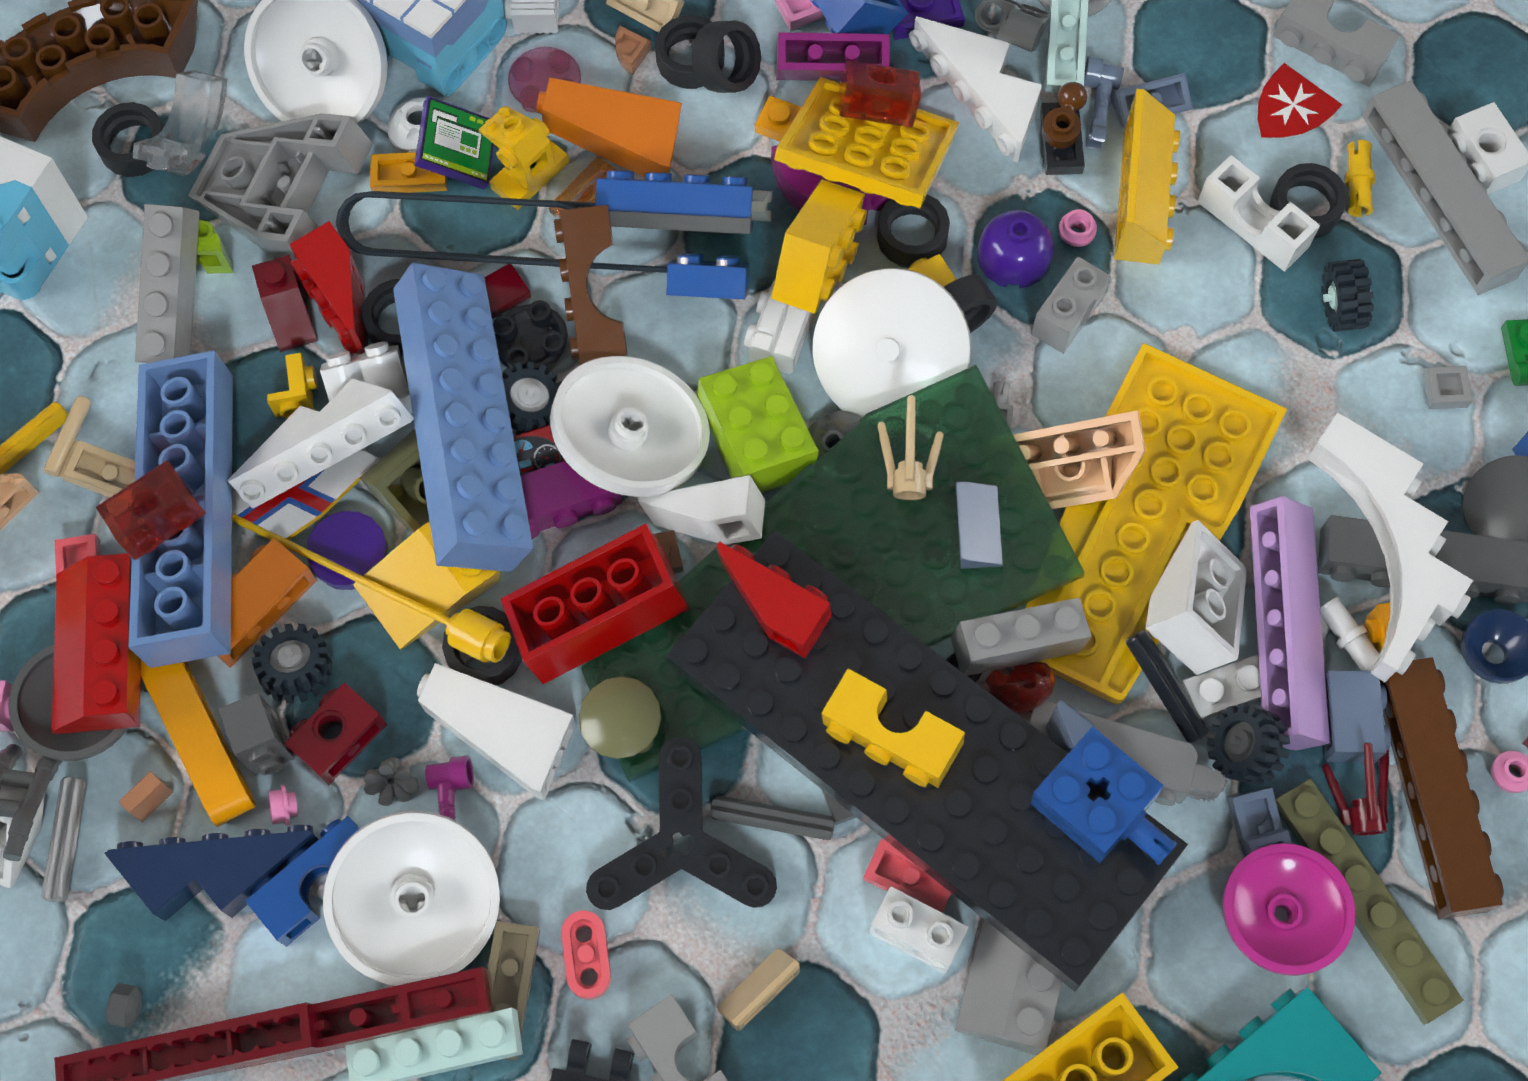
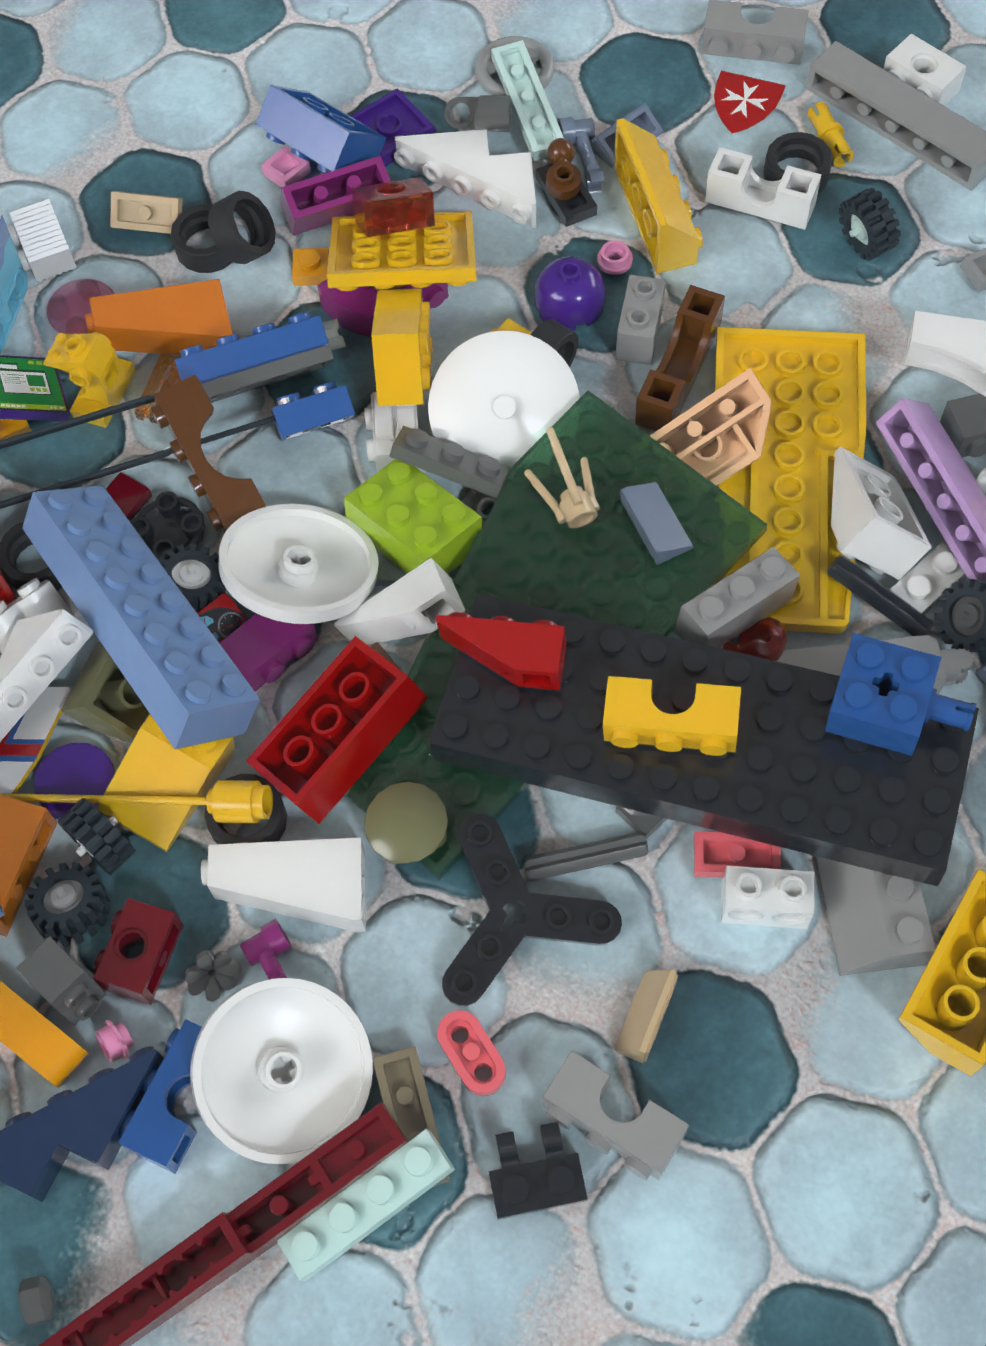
camera: 20 degrees left, 5 degrees down
(341, 612) = (96, 836): none -> black wheel
(631, 49) = (150, 256): nougat tile -> none
(815, 381) = (449, 461): none -> dark grey plate
(904, 254) = (482, 289): black tyre -> none
(1067, 726) = (823, 653): sand blue slope -> none
(1111, 345) = (689, 344): none -> reddish brown arch

